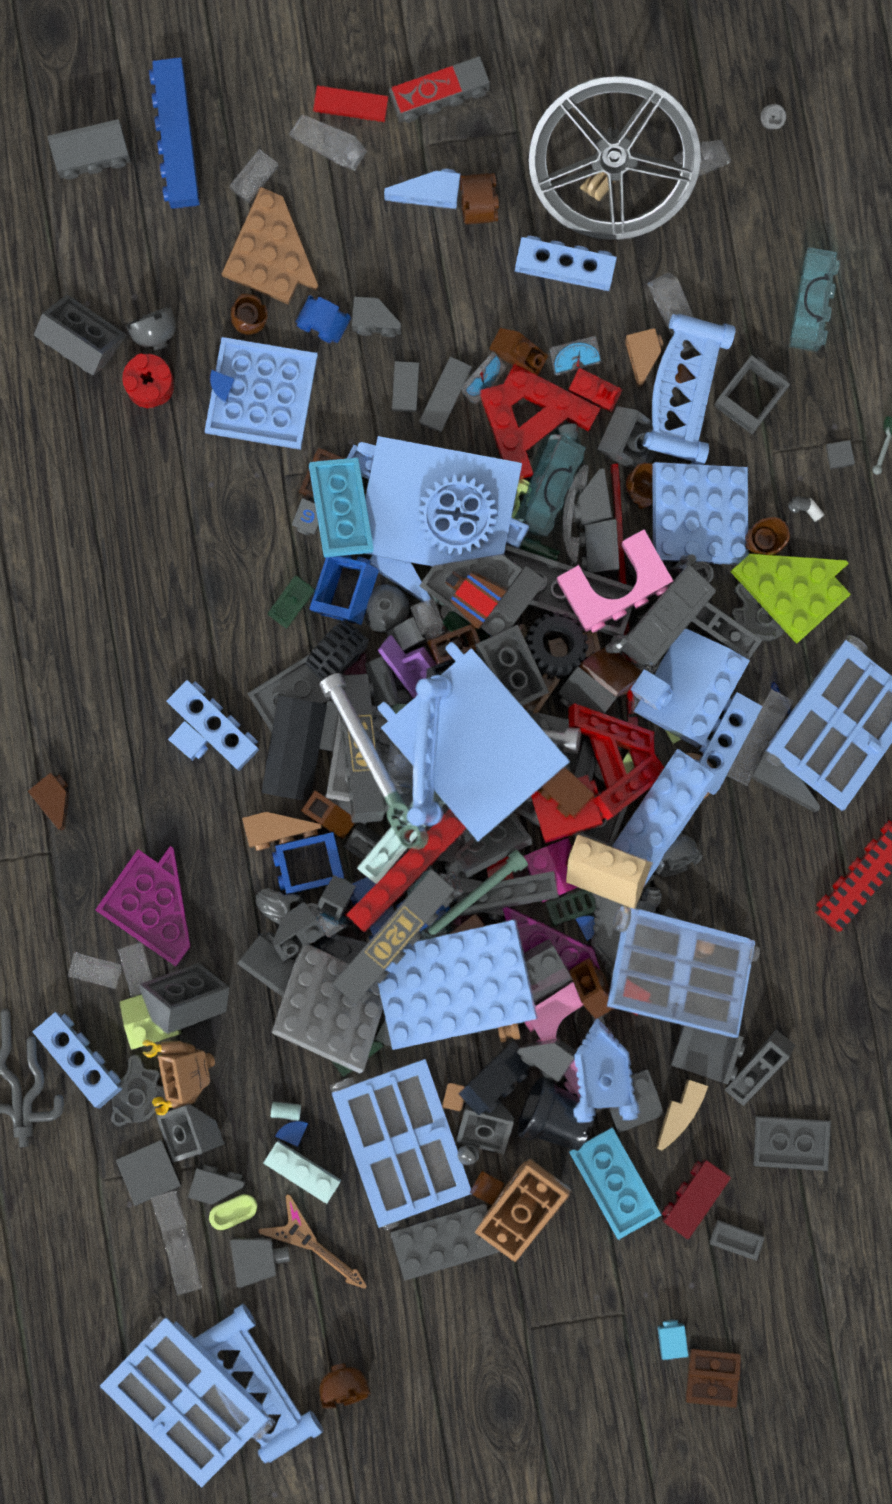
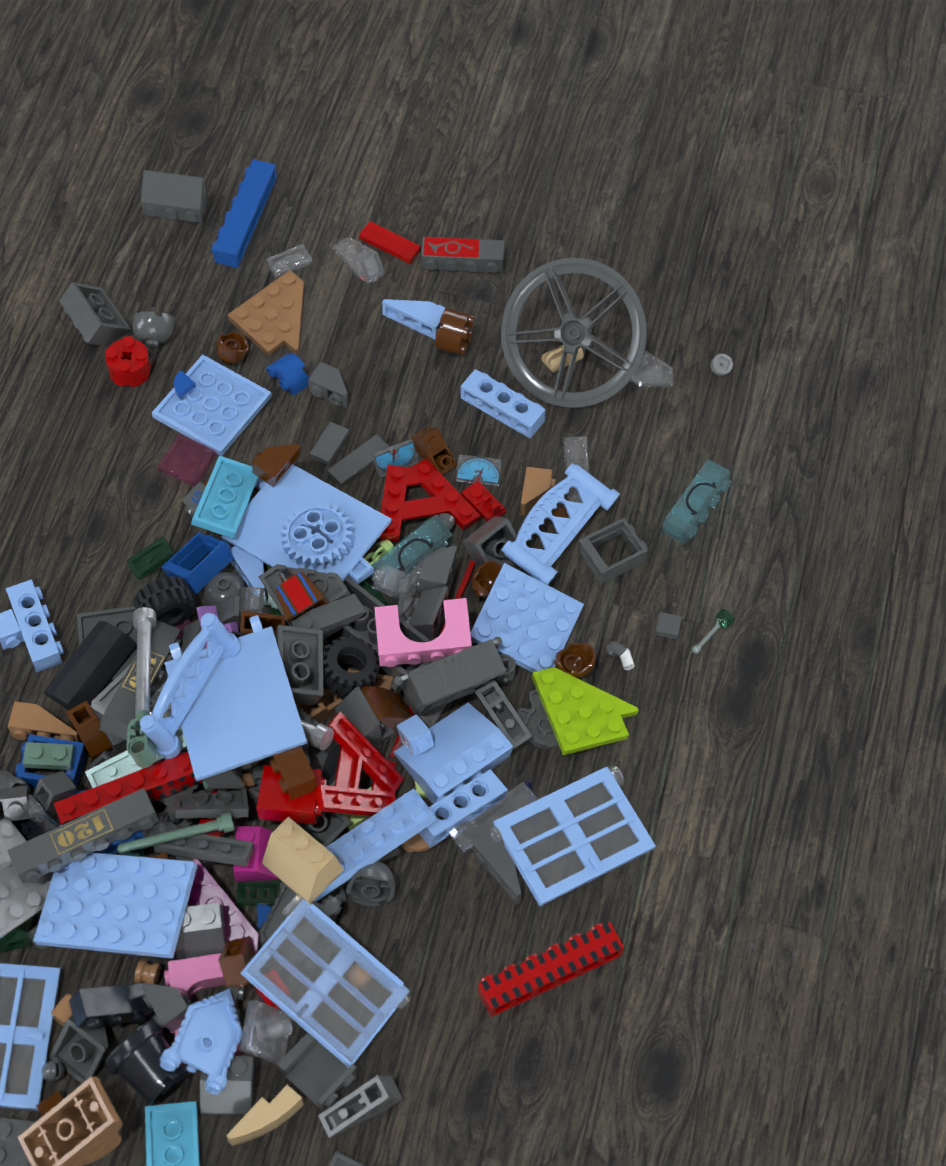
camera: 25 degrees right, 25 degrees down
(267, 469) = (187, 460): none -> clear pink tile
(308, 862) = (48, 756): none -> sand green plate
(373, 449) = (274, 462): none -> reddish brown slope
(551, 531) = (390, 581): none -> clear brick
(647, 1040) = (271, 1029): none -> clear plate

